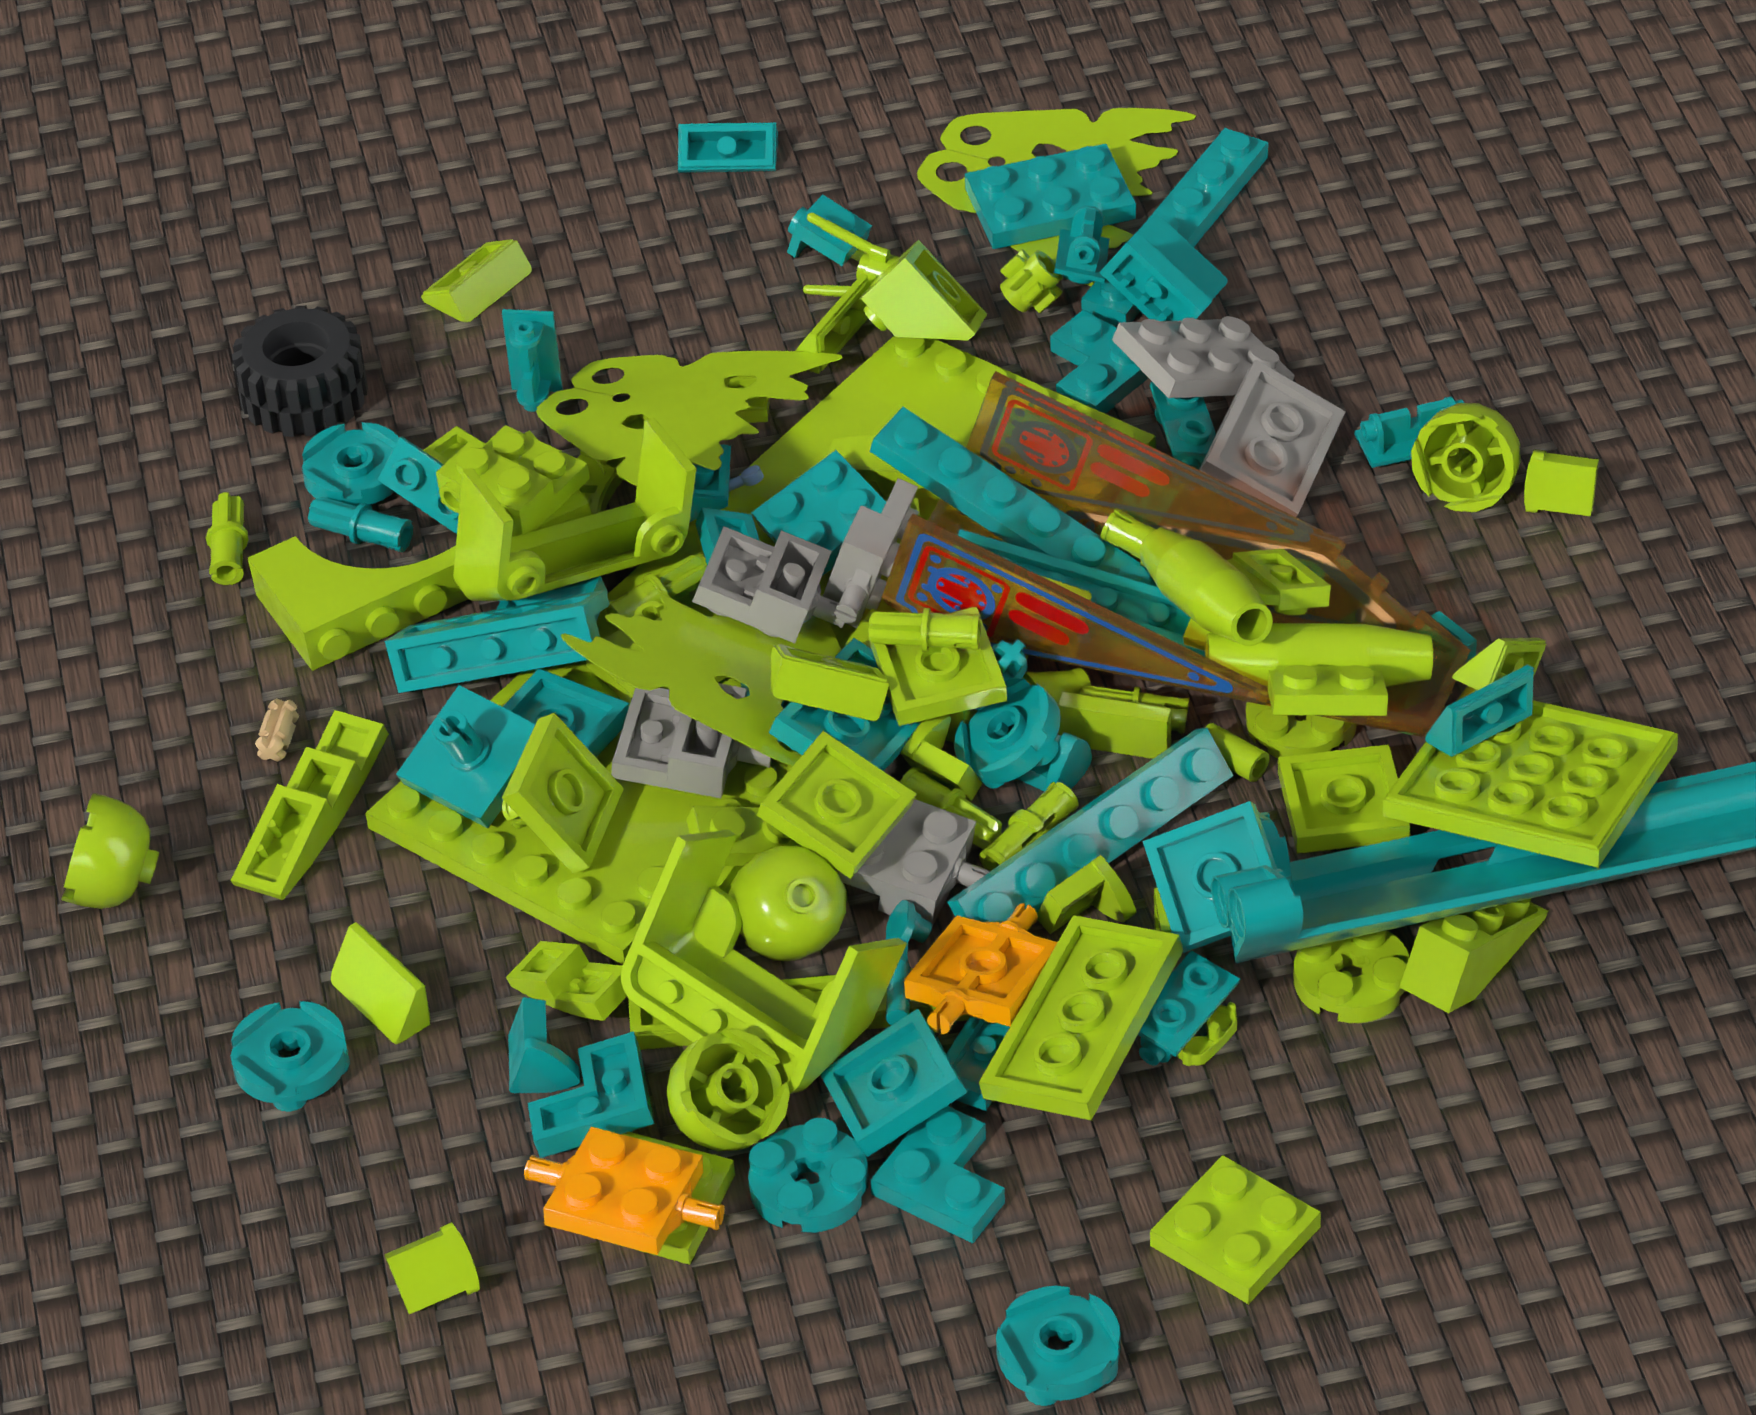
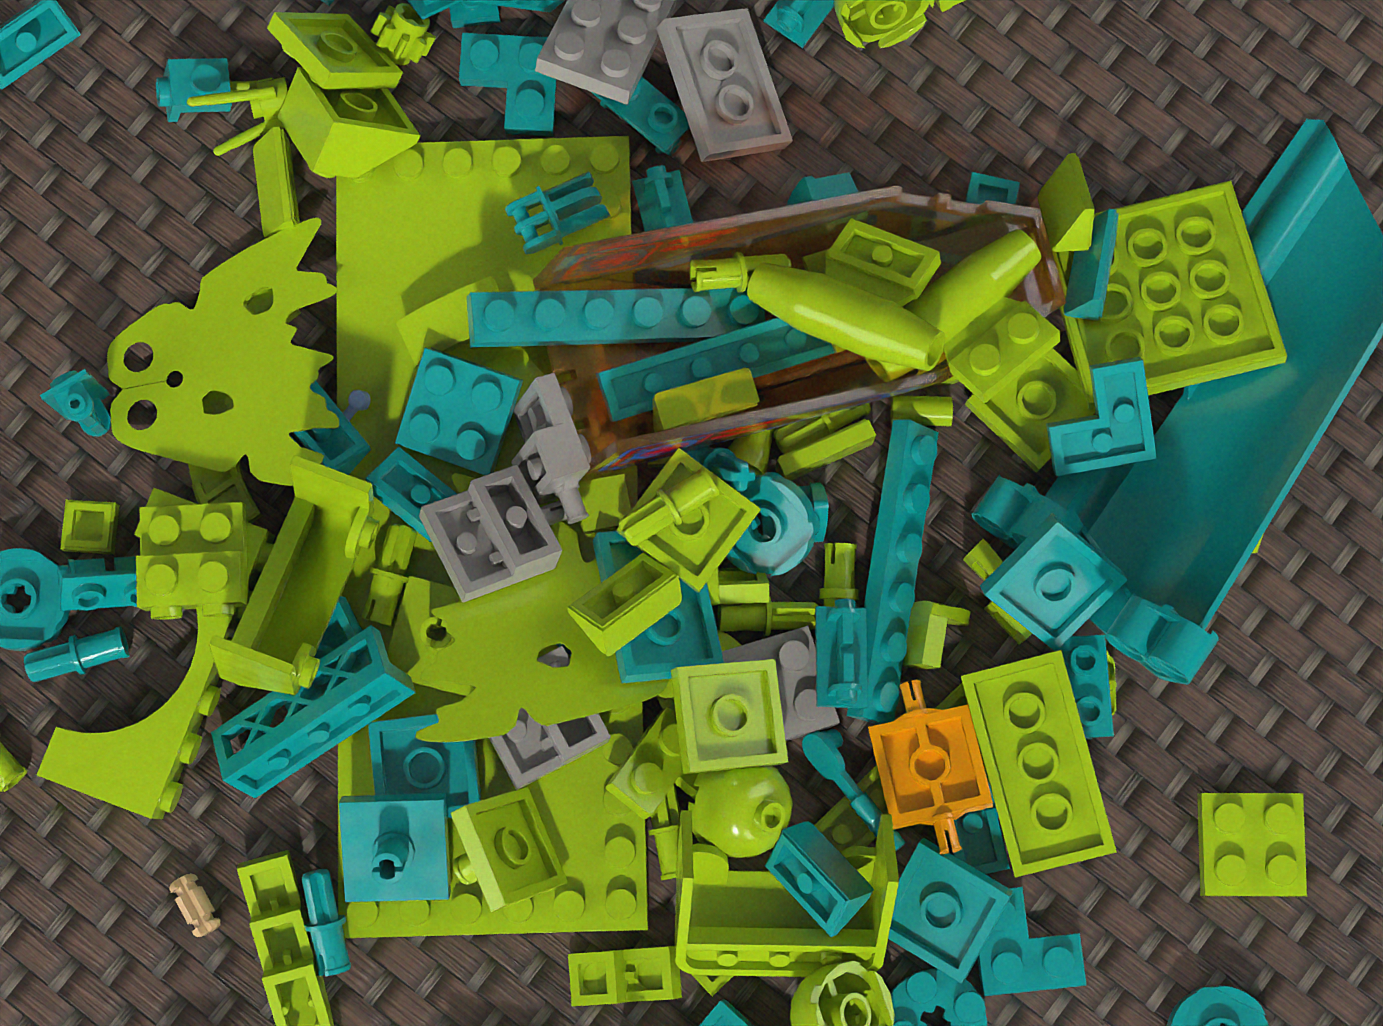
camera: 45 degrees left, 35 degrees up
(365, 785) = (325, 924): none -> teal axle
(802, 974) = (818, 876): none -> teal slope
(958, 248) = (334, 51): none -> lime plate
(984, 844) = (841, 655): none -> teal hinge
(1386, 825) = (1118, 431): none -> teal plate

